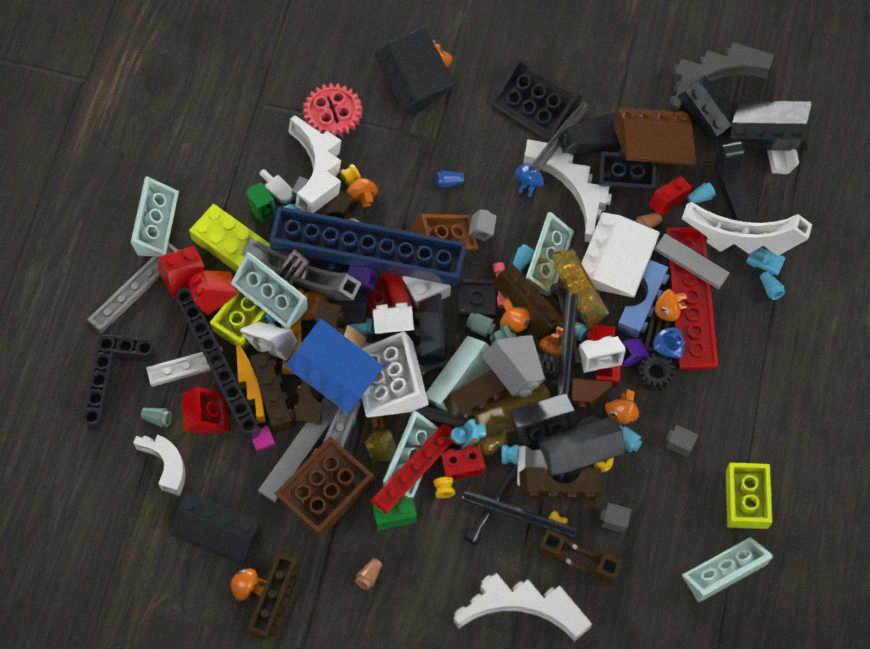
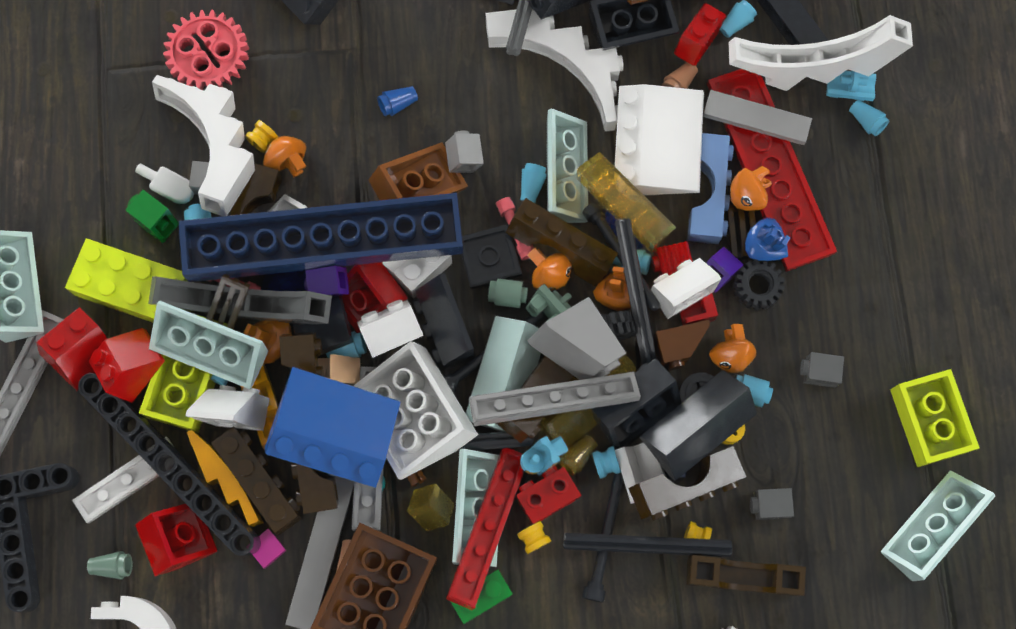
camera: 20 degrees left, 10 degrees up
(487, 395) = (554, 398): none -> light grey tile
(528, 176) = (503, 67): blue piece -> none

